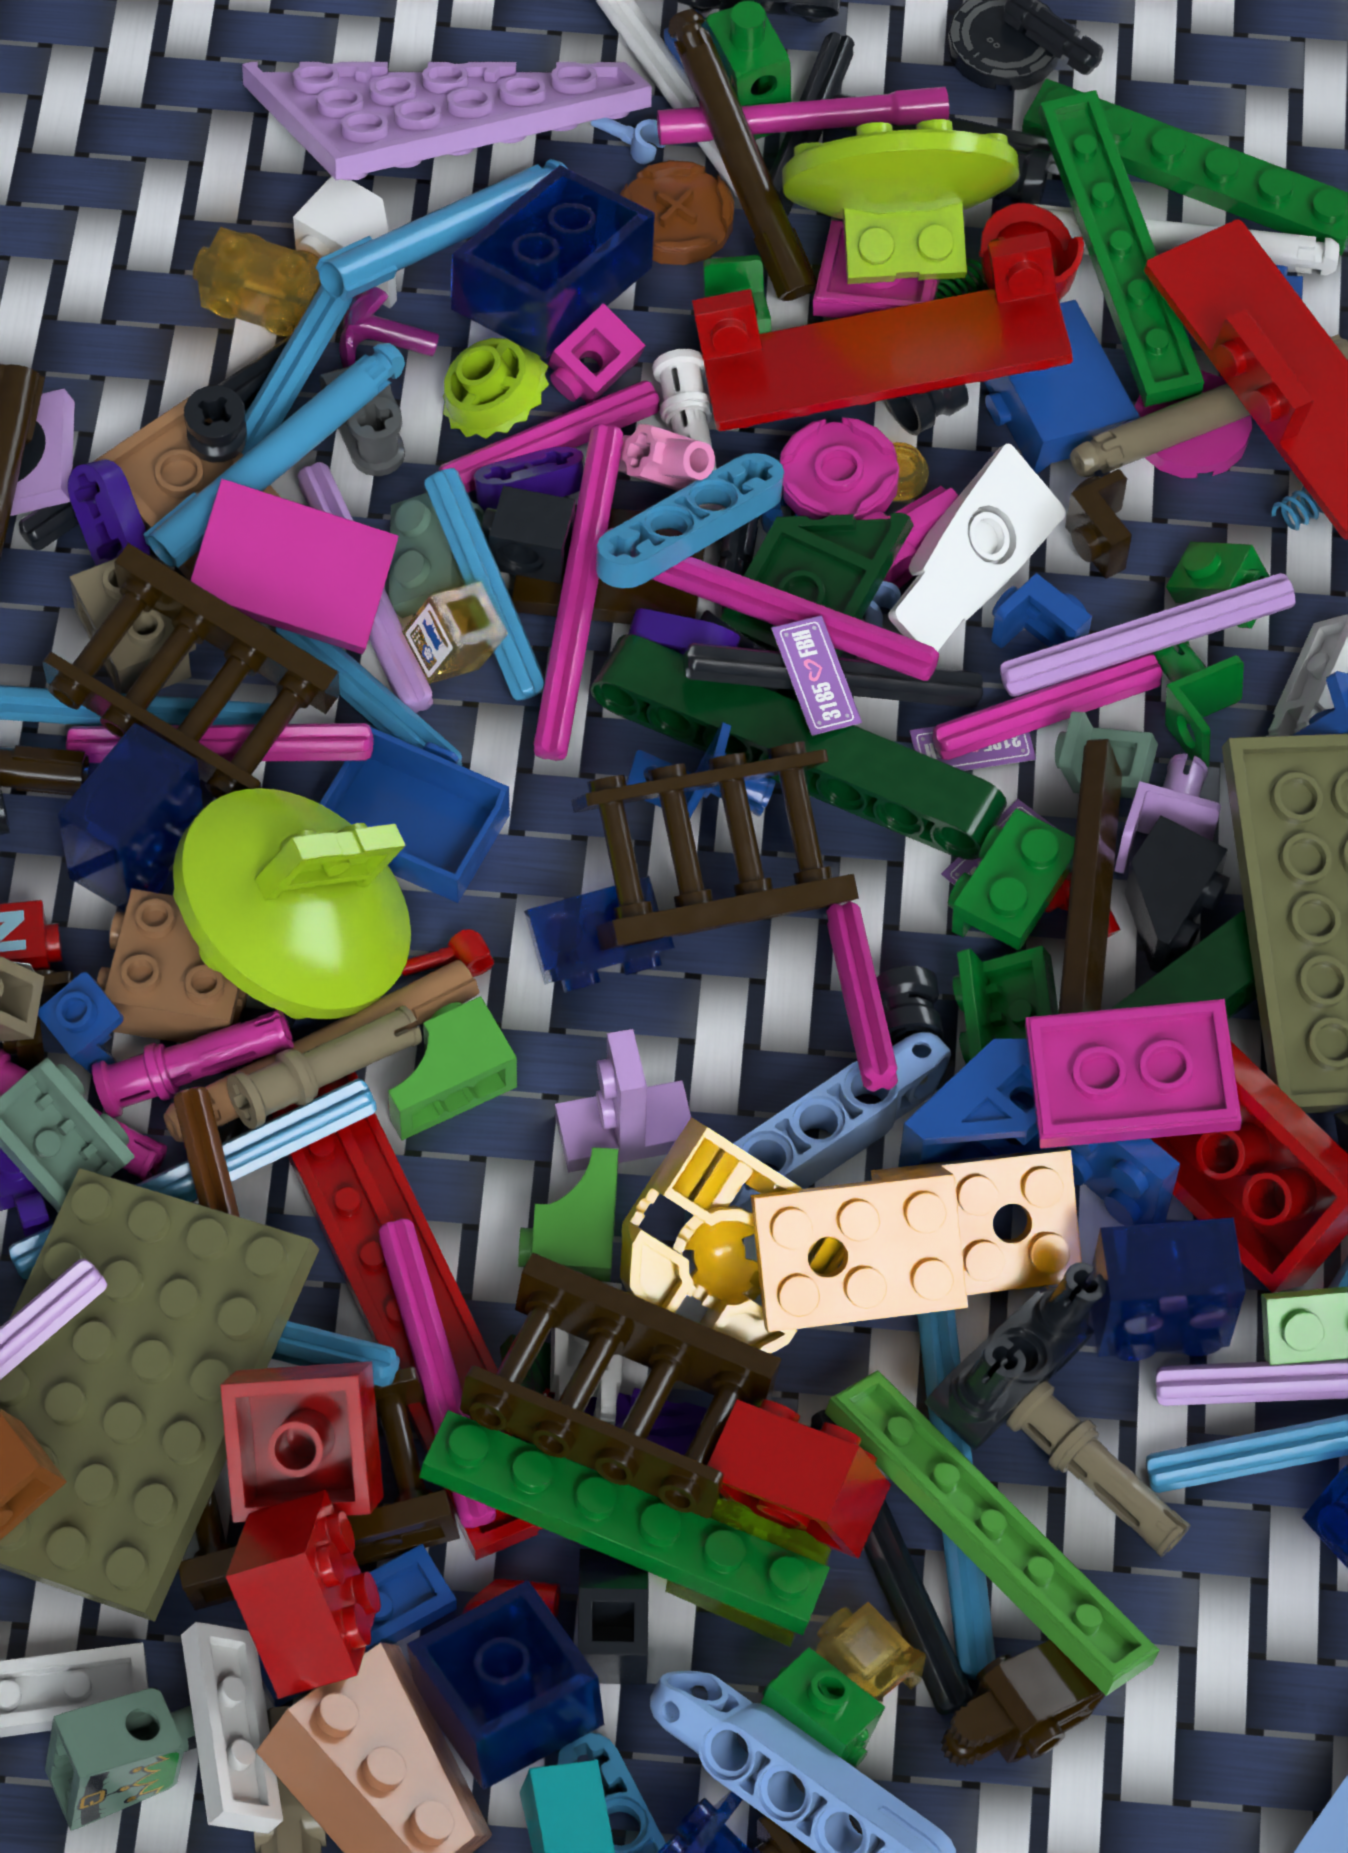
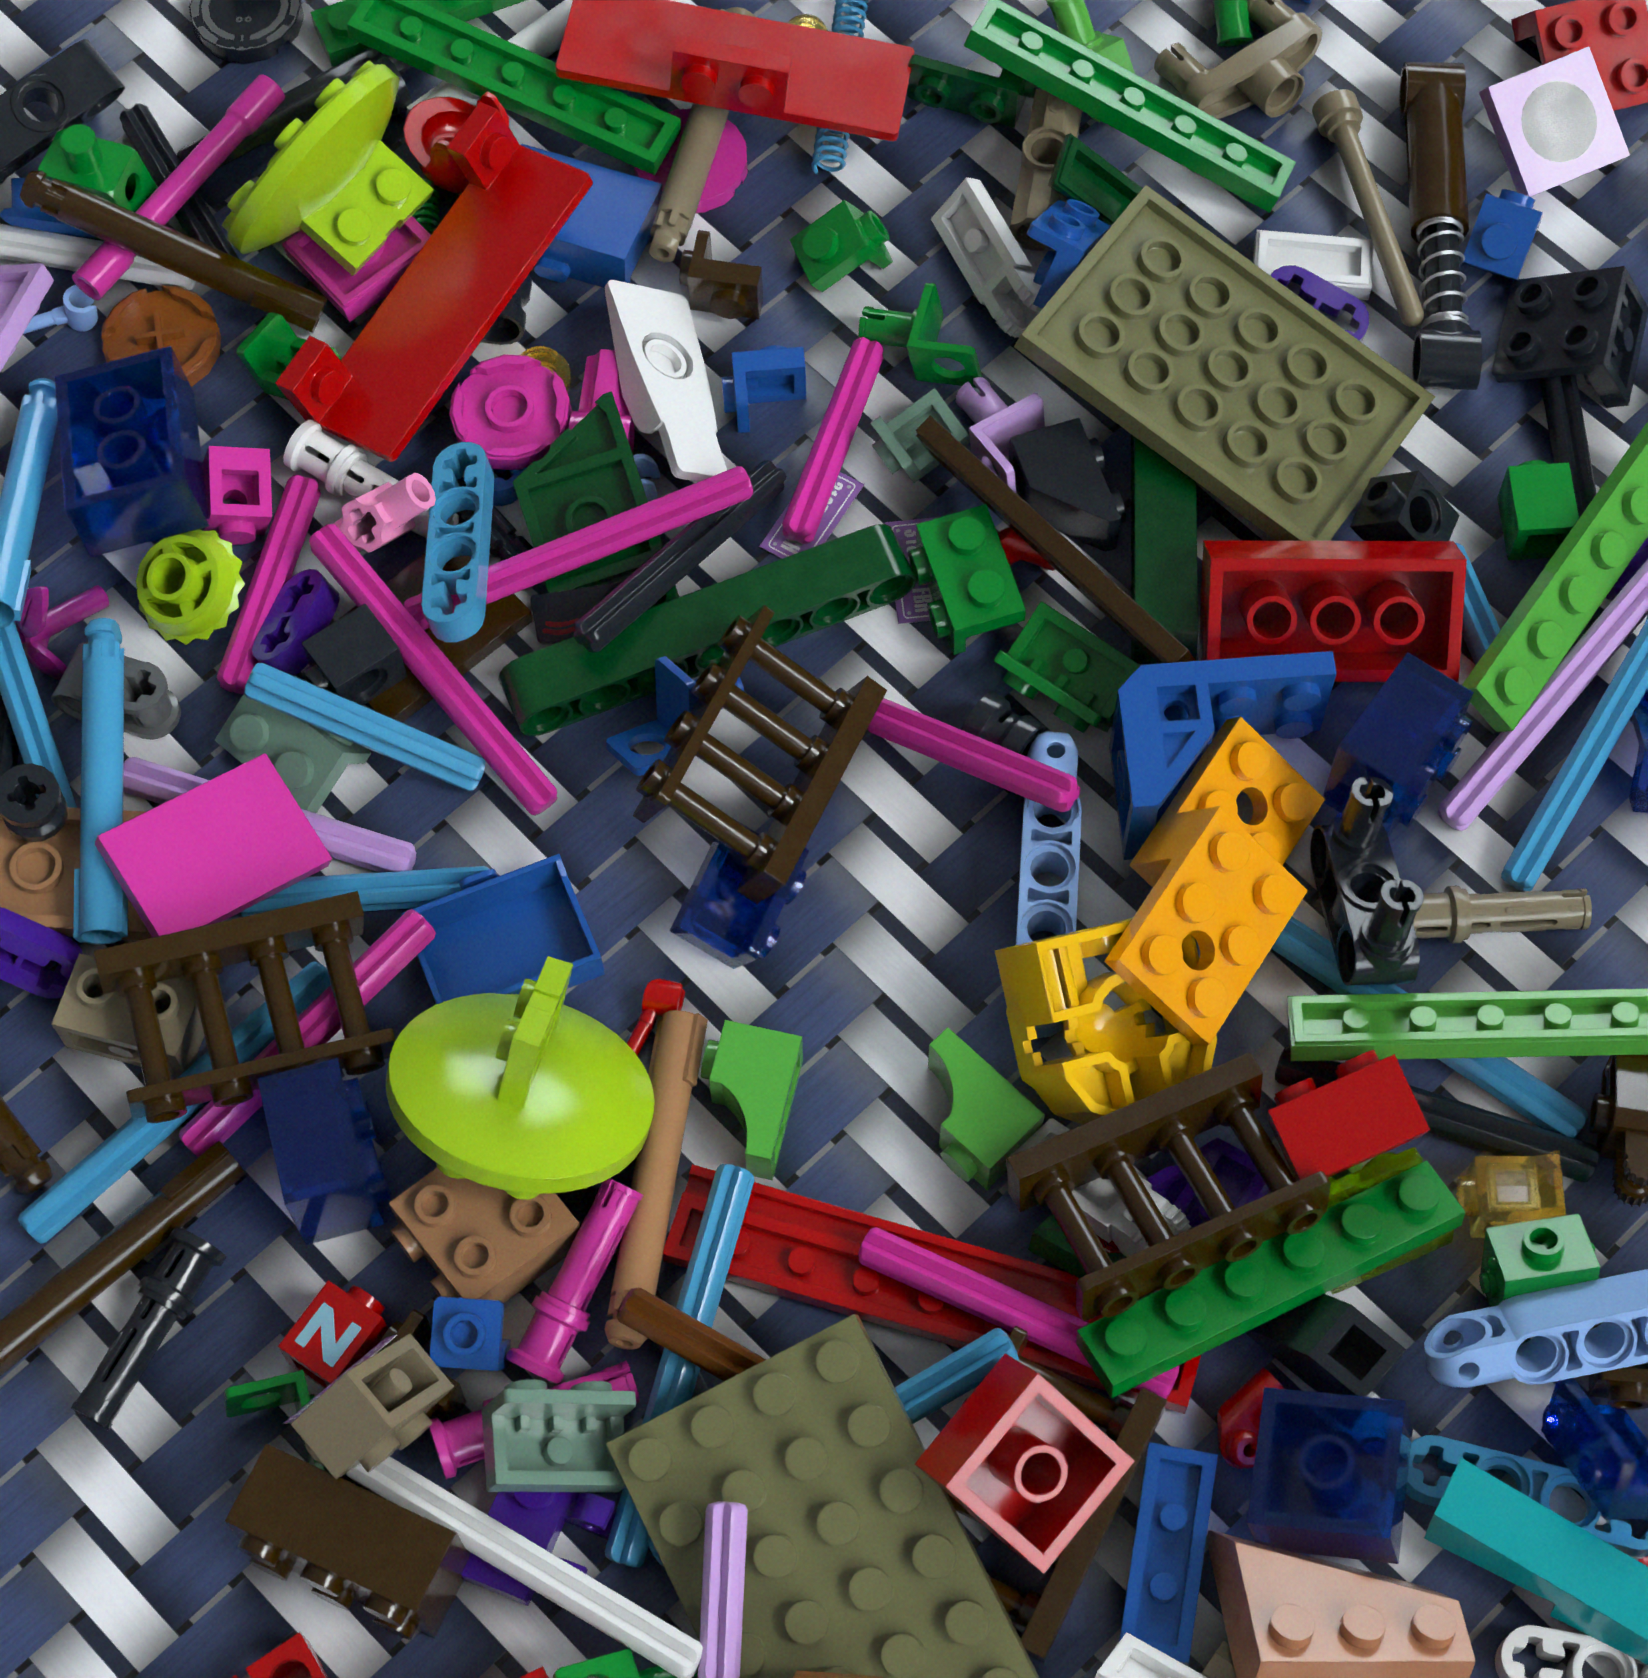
camera: 45 degrees left, 5 degrees up
(298, 1075) = (677, 1209): dark tan pin -> none
(303, 1593) = (1163, 1566): red brick -> none
(454, 632) = (384, 783): clear yellow brick -> none
(624, 1111) = (914, 999): lavender bracket -> none
(679, 631) = (542, 629): dark purple beam -> none
(816, 675) = (679, 563): medium lavender sticker -> none
(1132, 1073) = (1239, 620): dark pink tile -> none
(1147, 634) = (848, 327): lavender axle -> none

